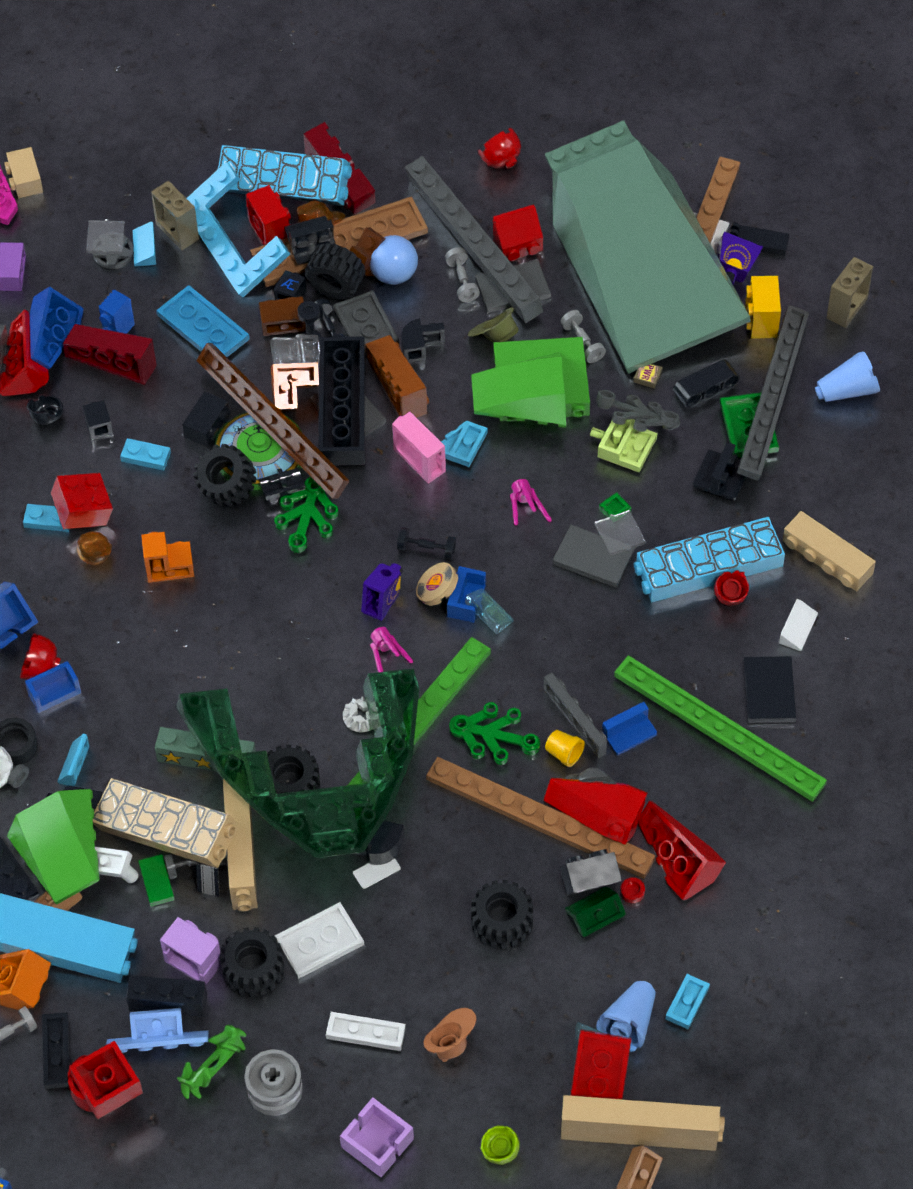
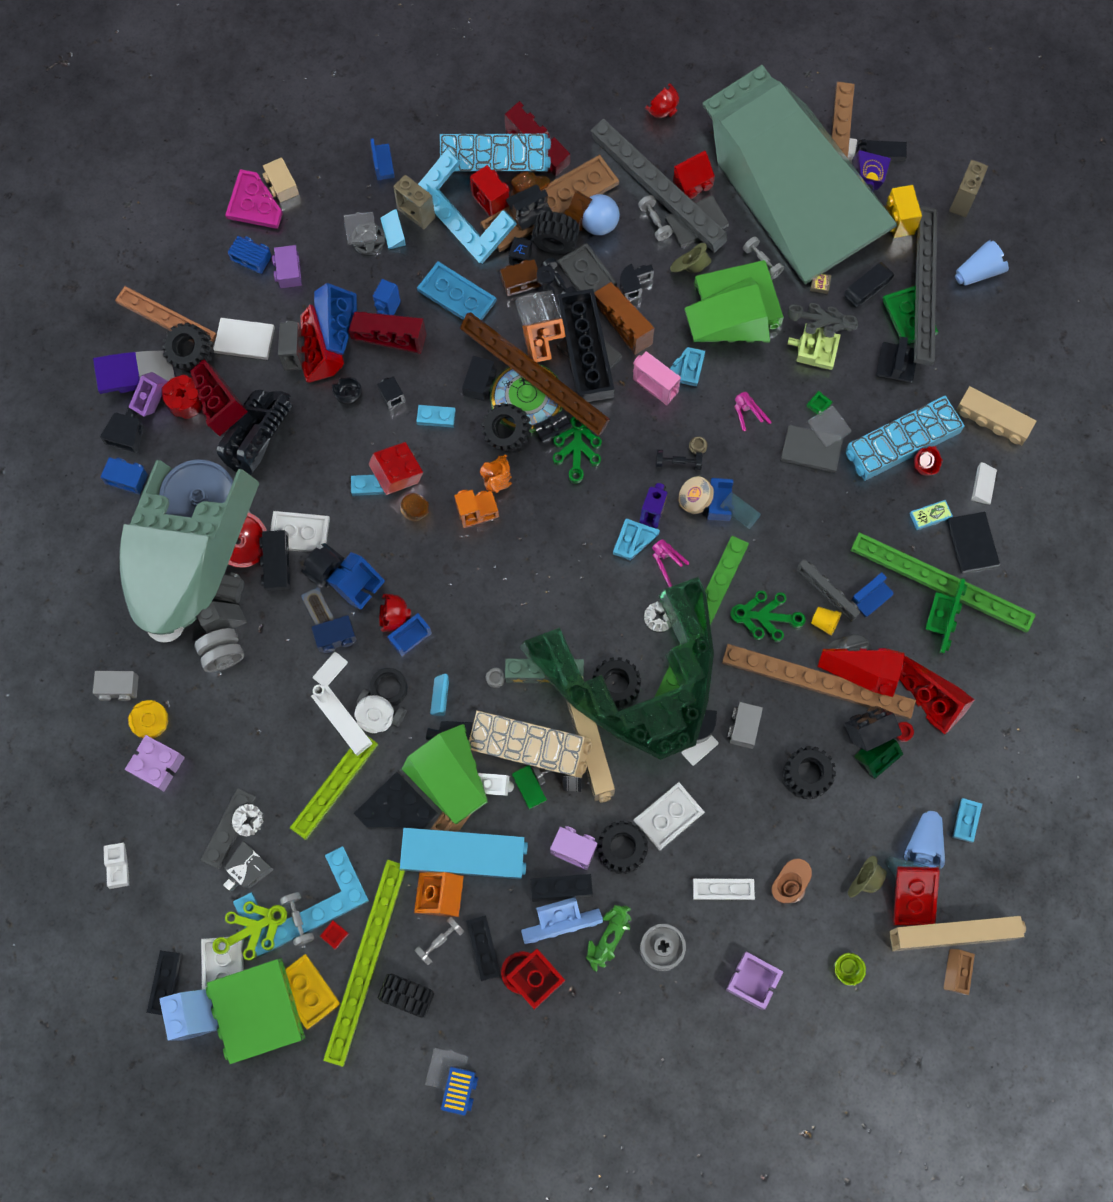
camera: 10 degrees left, 15 degrees up
(145, 752) = (495, 678): none -> light grey tile
(149, 168) = (382, 161): none -> blue panel
(201, 527) = (496, 474): none -> orange hair
(350, 623) = (633, 539): none -> medium azure wing
(436, 850) = (745, 725): none -> light grey brick
(455, 529) = (698, 444): none -> dark tan plate
(552, 1047) = (869, 878): none -> olive piece
(710, 762) = (943, 614): none -> green bracket
(723, 651) = (931, 515): none -> tile

